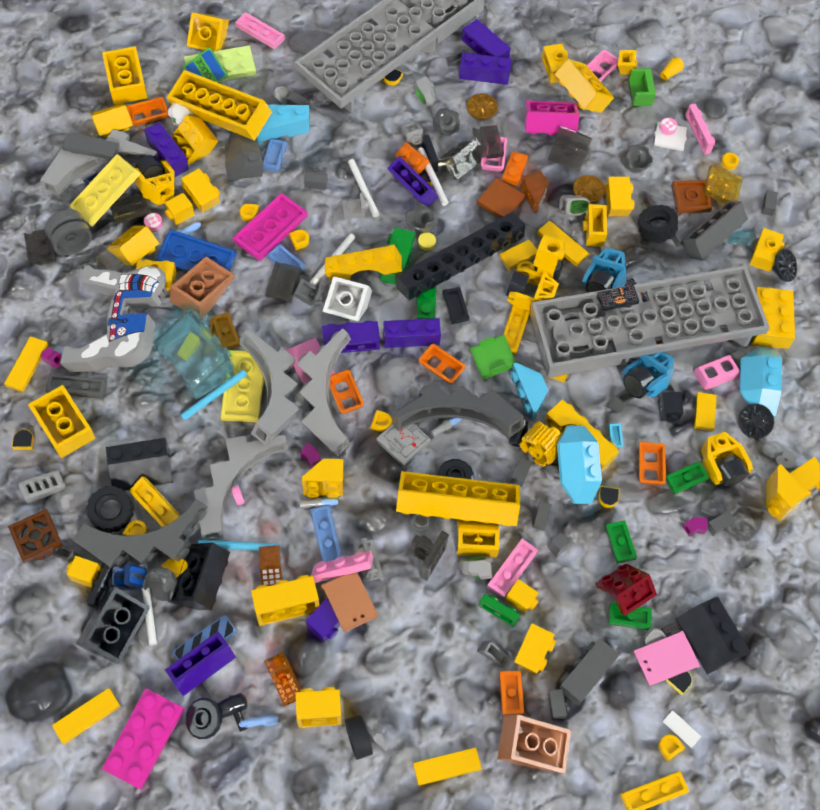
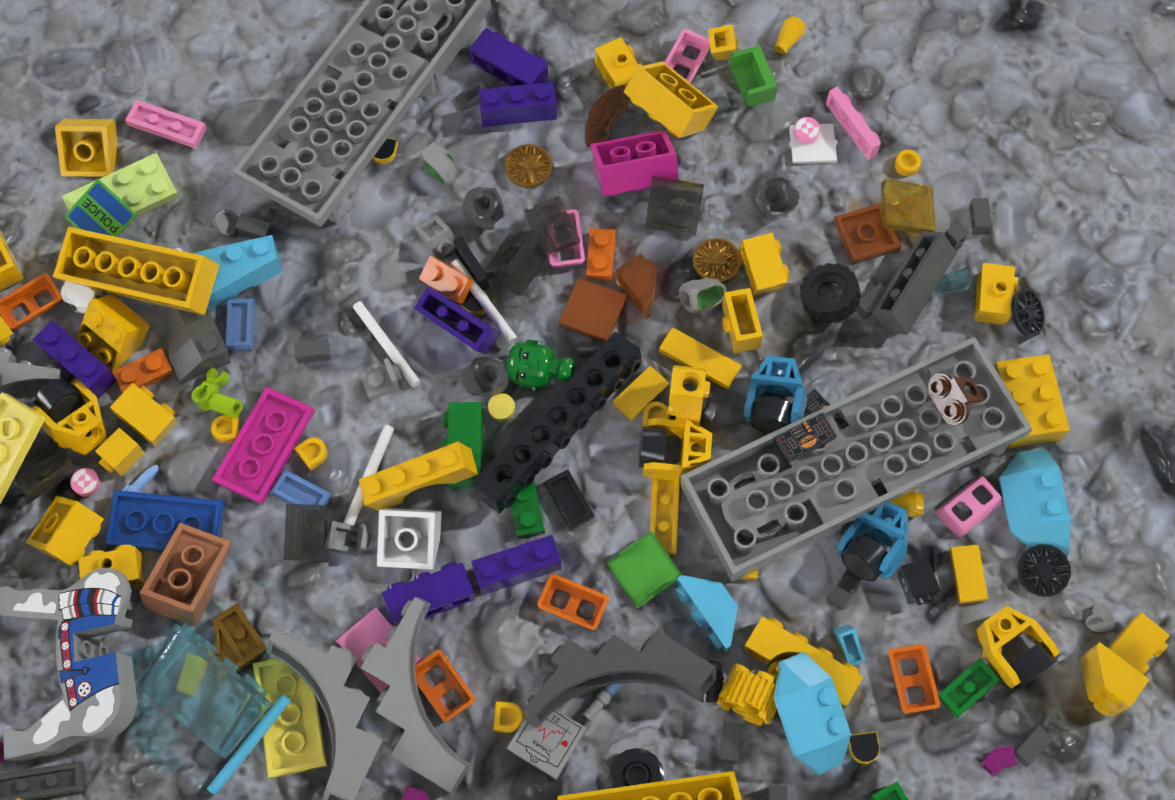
camera: 10 degrees left, 5 degrees up
(212, 166) = (144, 371): none -> orange plate
(244, 191) = (208, 396): none -> lime bar
(455, 220) = (535, 365): none -> green piece
(539, 85) = (603, 115): none -> reddish brown tile
(679, 359) = (912, 502): none -> yellow cone
(721, 296) = (952, 398): none -> bracket
(750, 208) = (956, 235): none -> dark grey piece

